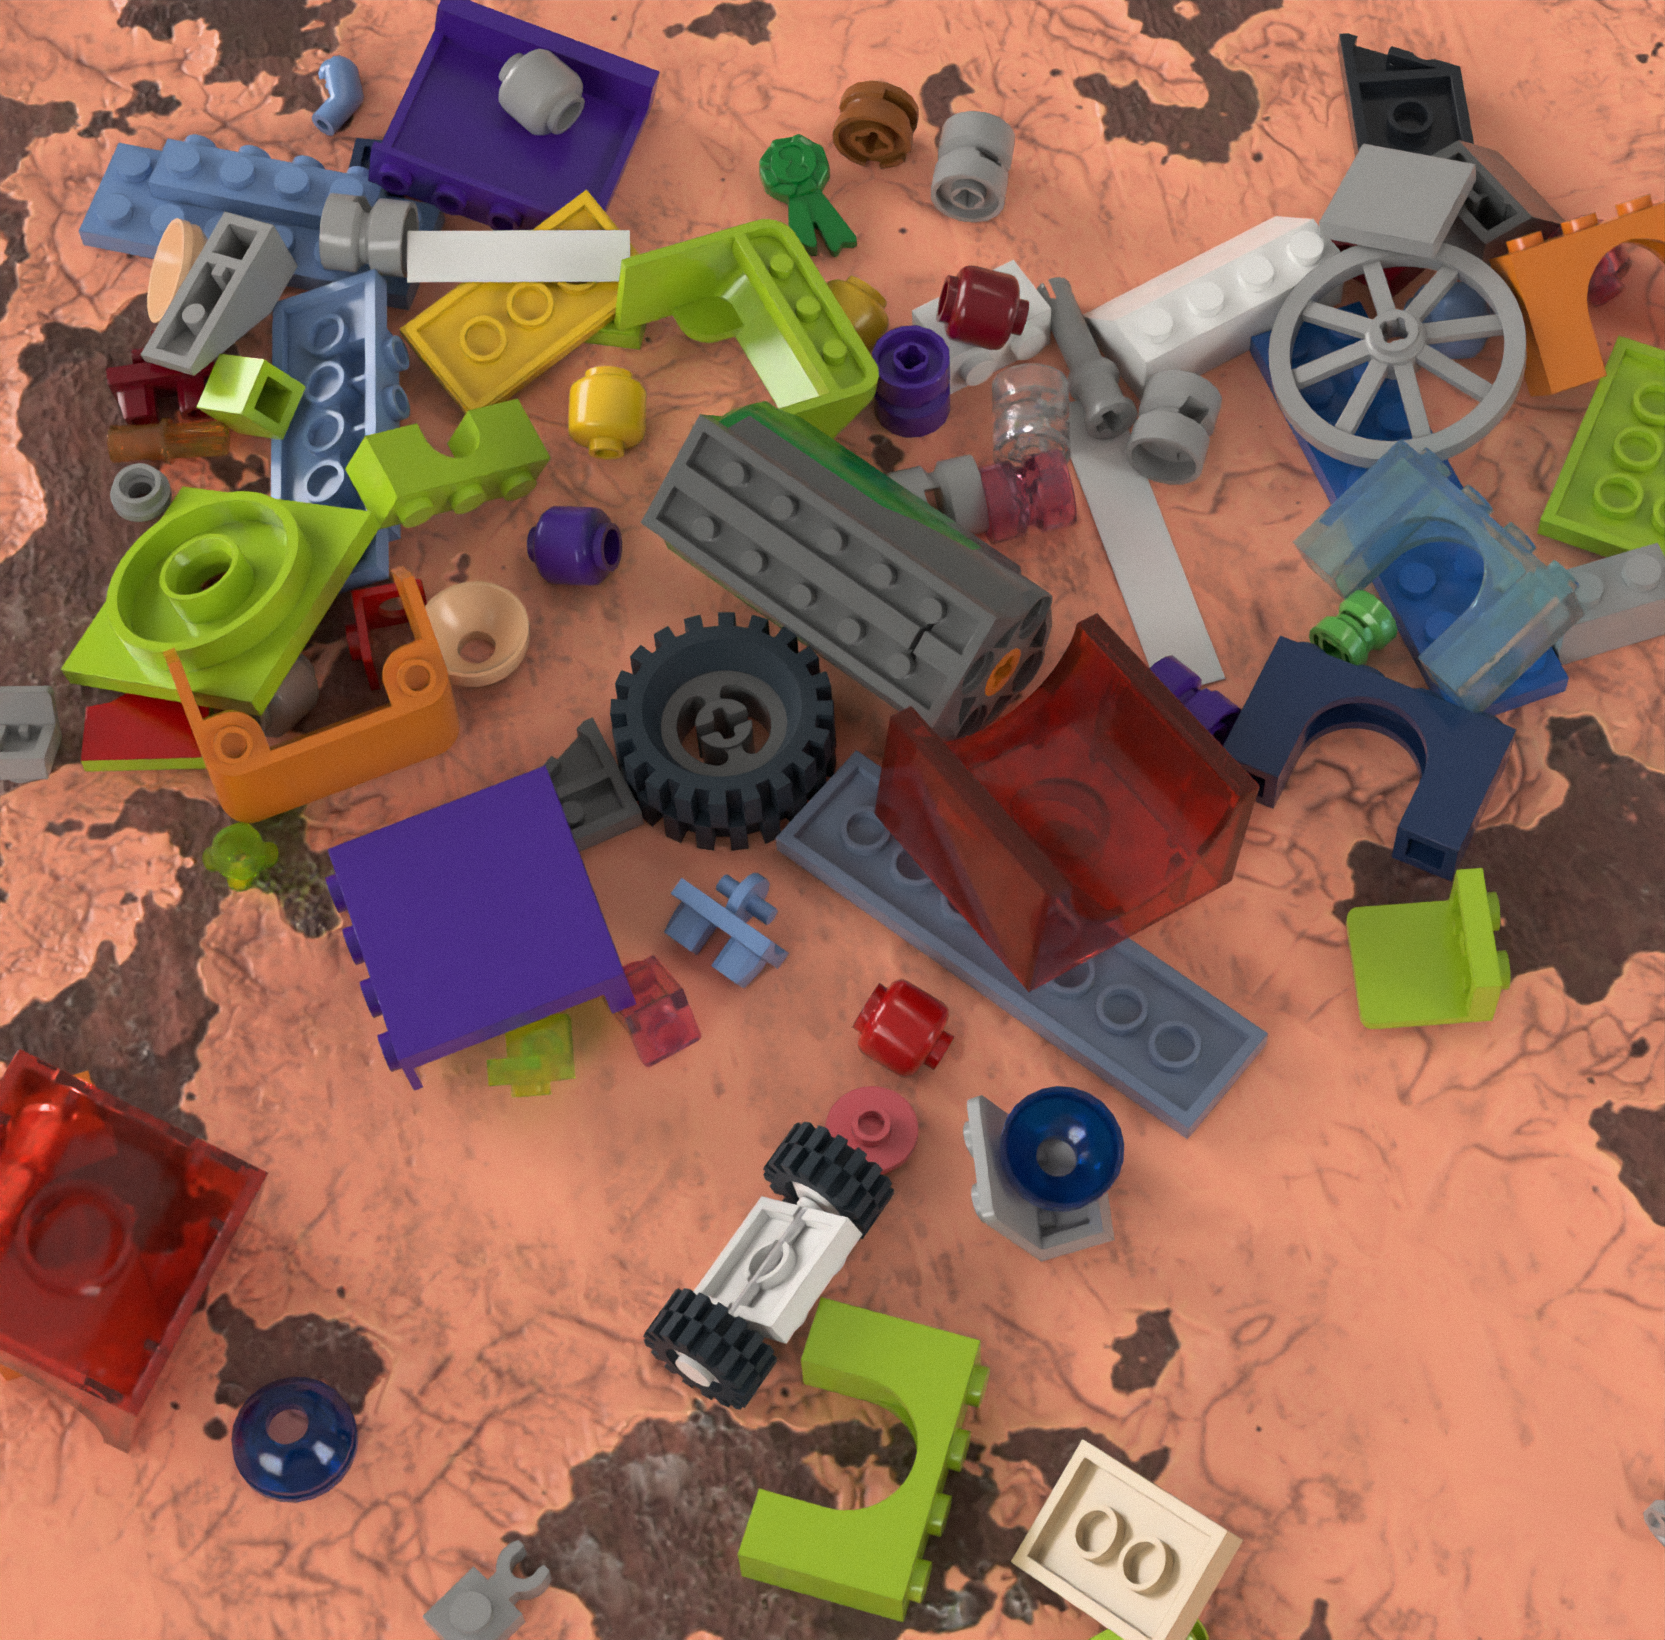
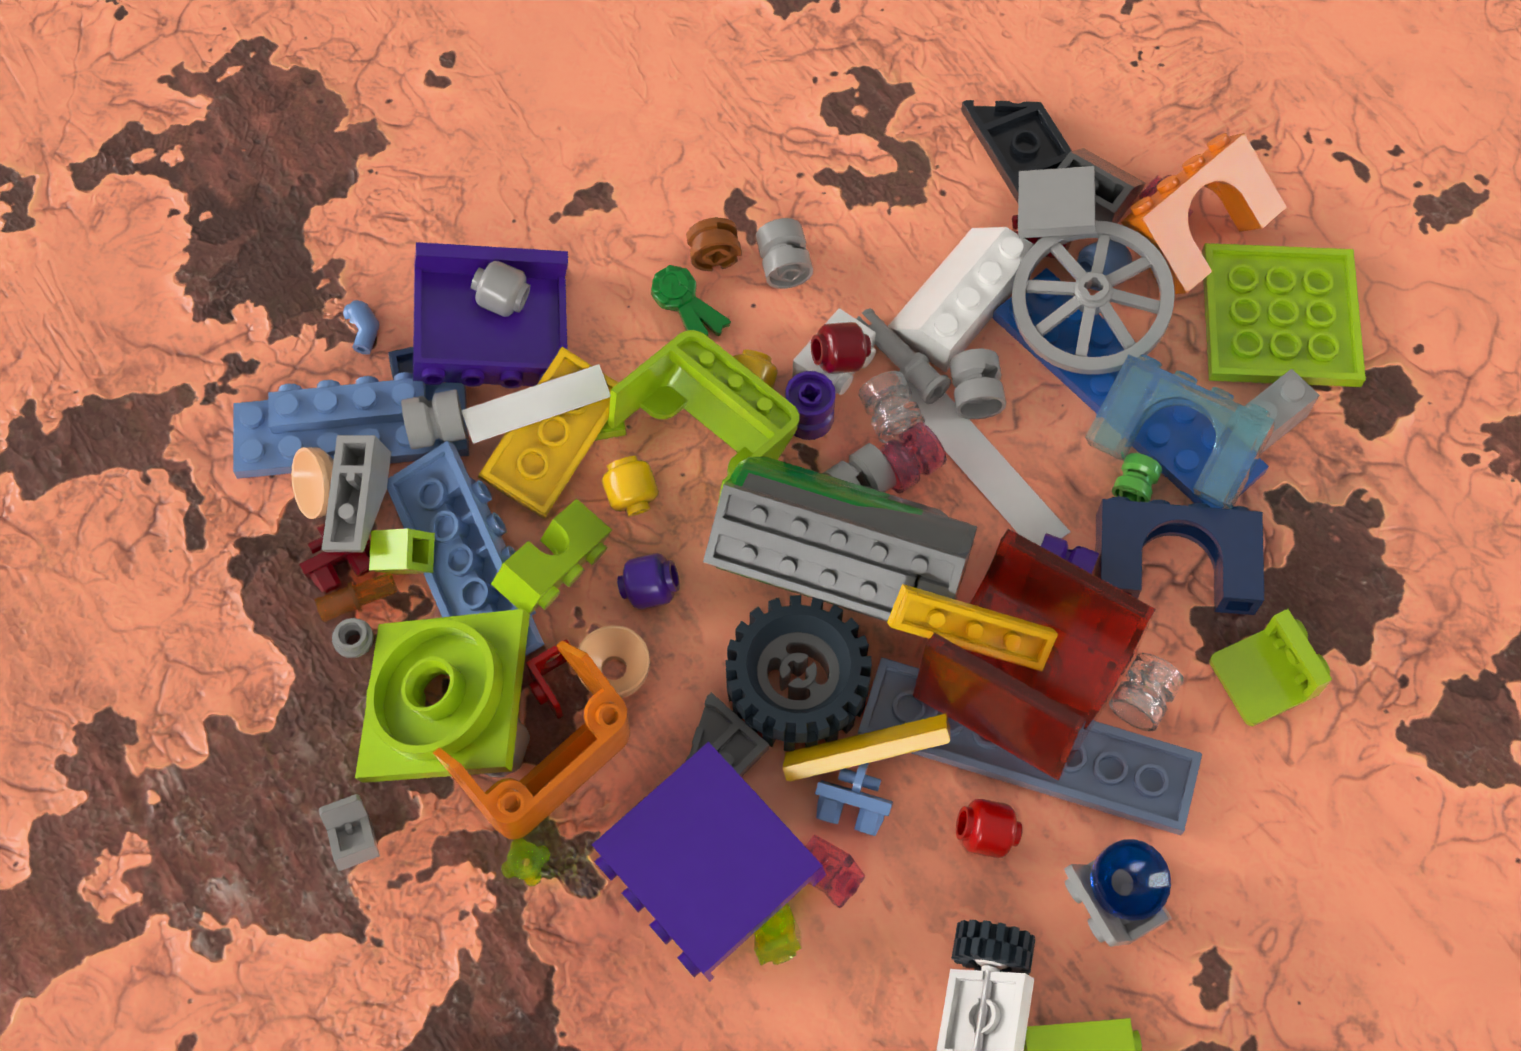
camera: 25 degrees left, 5 degrees up
(140, 735) = (425, 803): red tile -> none
(773, 857) = (866, 747): none -> yellow tile
(877, 1123) = (996, 898): coral piece -> none
(981, 727) = (972, 627): none -> yellow tile
(1230, 918) = (1143, 696): none -> clear wheel

